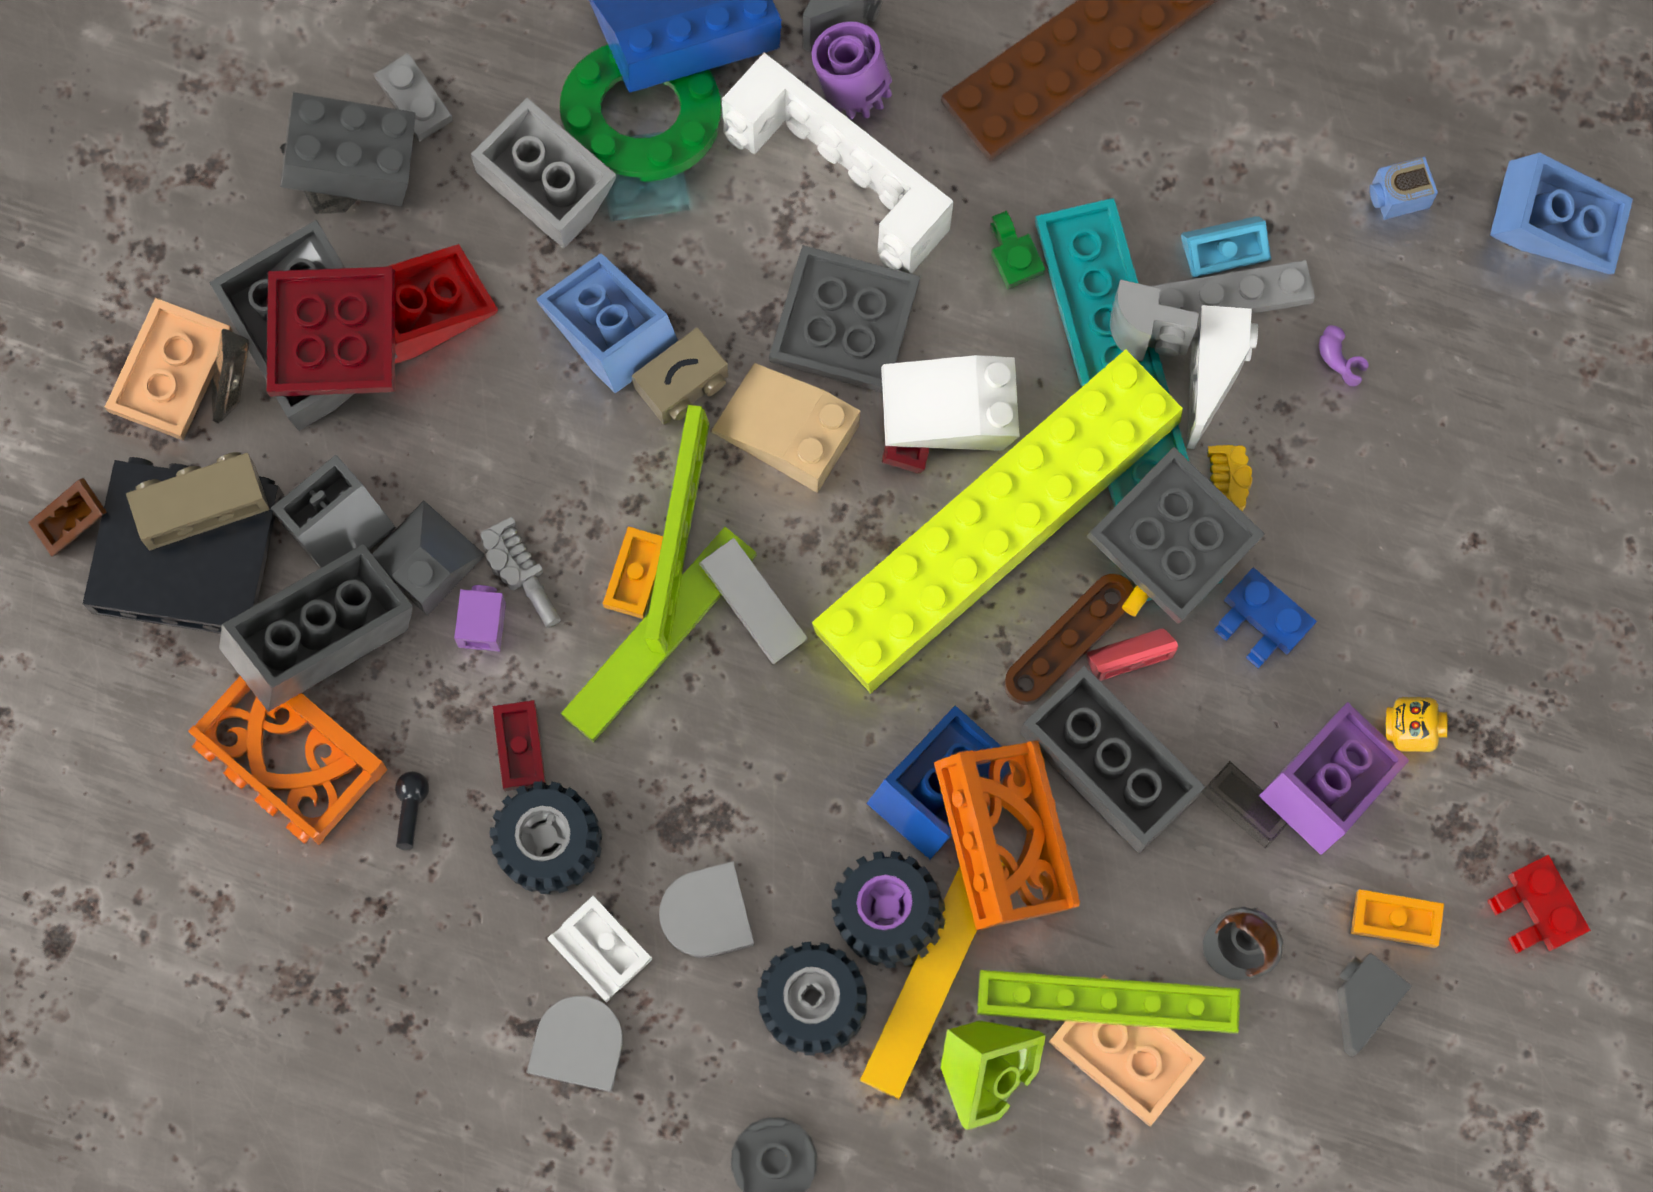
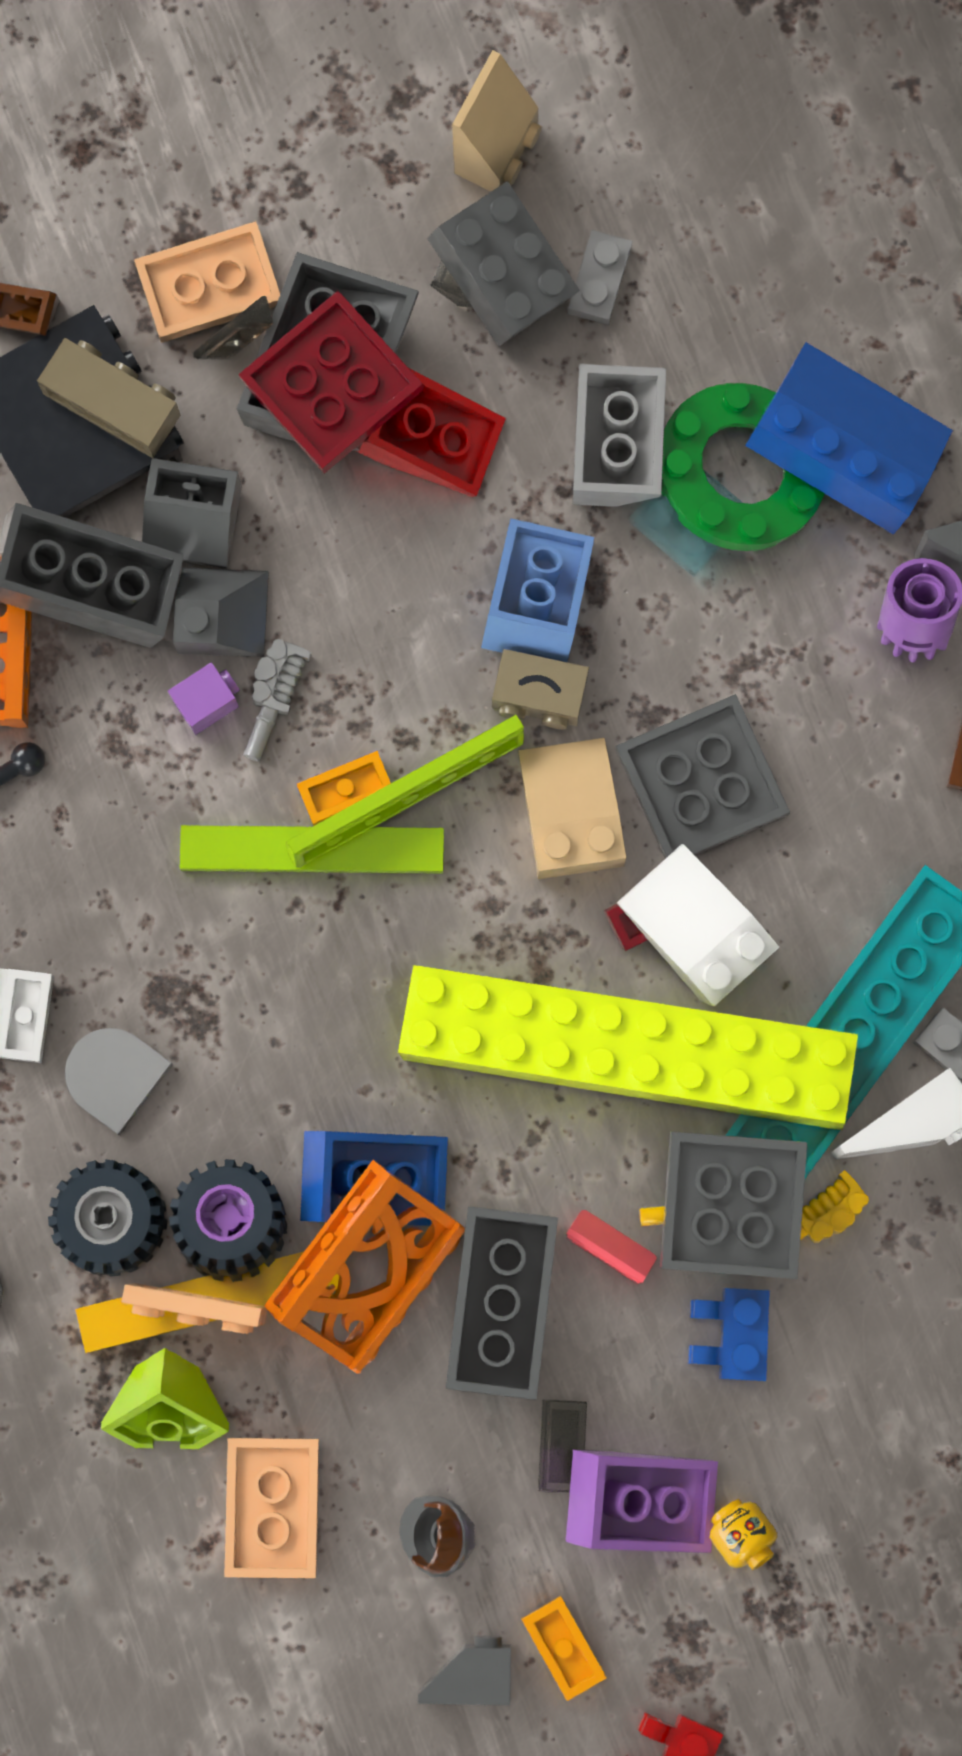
camera: 55 degrees right, 5 degrees up
(244, 75) = (494, 127): none -> tan slope
(519, 744) = (127, 814): dark red plate -> none
(546, 837) = (67, 898): black wheel -> none
(753, 601) = (398, 902): light grey tile -> none
(772, 95) = (832, 561): white plate -> none
(937, 980) = (194, 1308): none -> light nougat plate
(1015, 256) = (877, 877): green plate -> none
(1068, 639) = (577, 1185): reddish brown plate -> none
(1108, 1001) = (297, 1462): lime tile -> none
(1142, 323) = (895, 1028): light grey brick -> none

